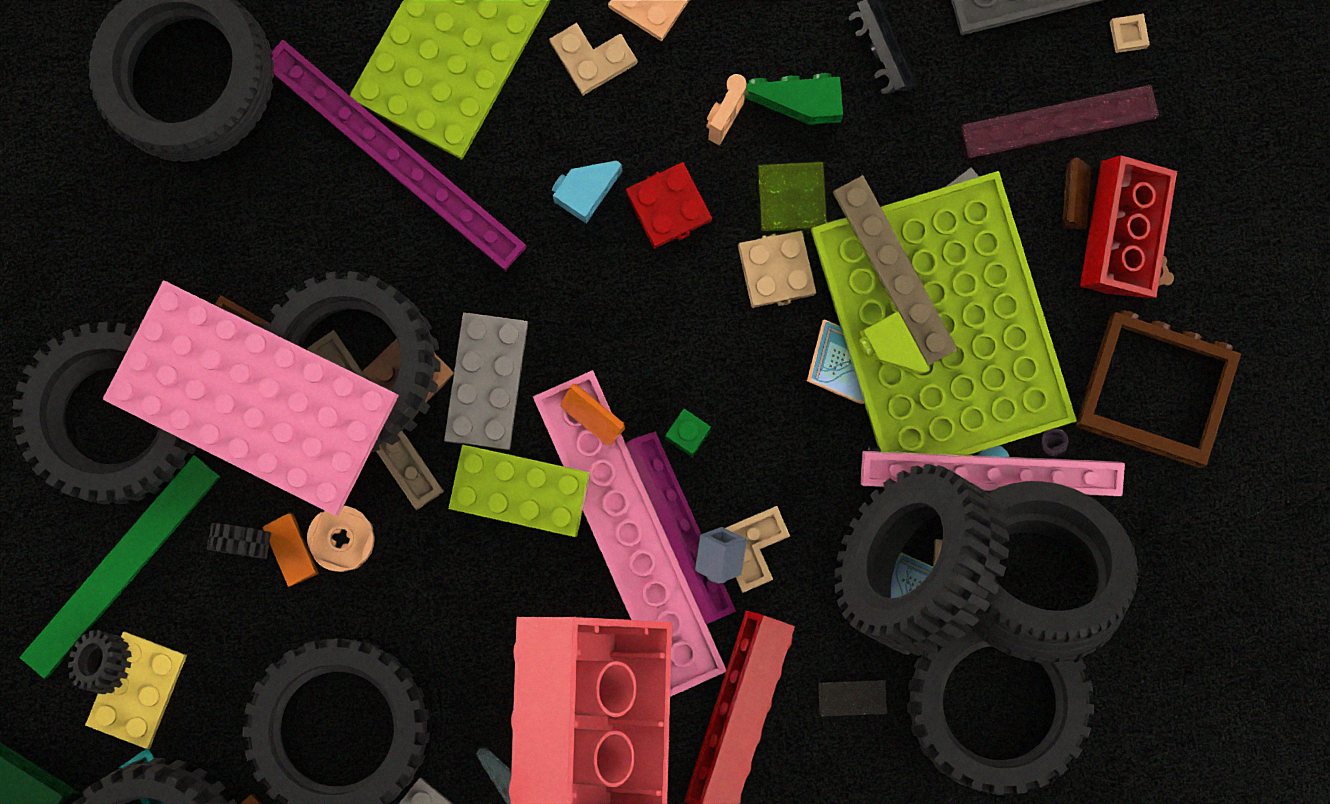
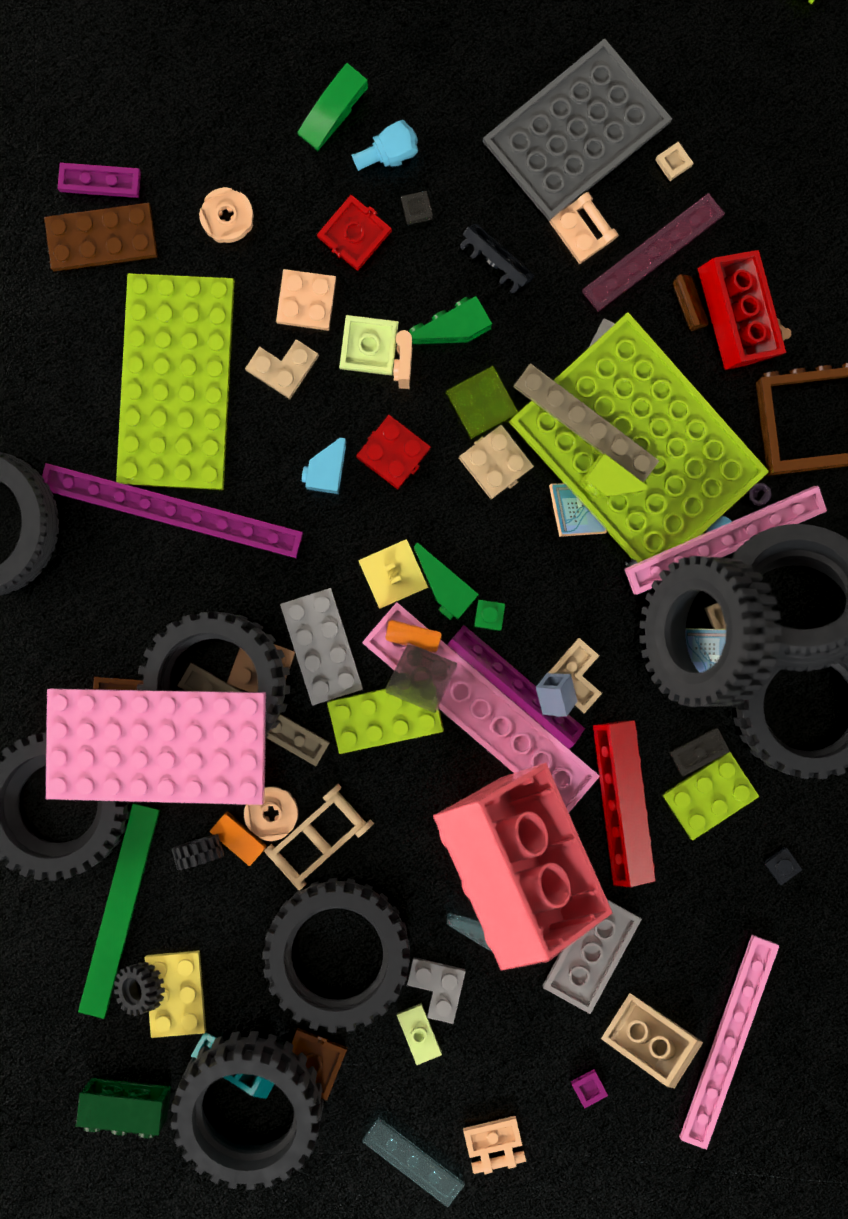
camera: 30 degrees left, 5 degrees up
(415, 552) = (359, 829): none -> tan piece
(579, 464) = (421, 677): none -> clear smoke plate
(604, 339) = (393, 574): none -> light yellow piece
(657, 385) = (447, 588): none -> green slope
(696, 76) = (369, 345): none -> yellowish green plate
(842, 754) = (710, 795): none -> lime plate
(984, 60) = (577, 234): none -> light nougat plate

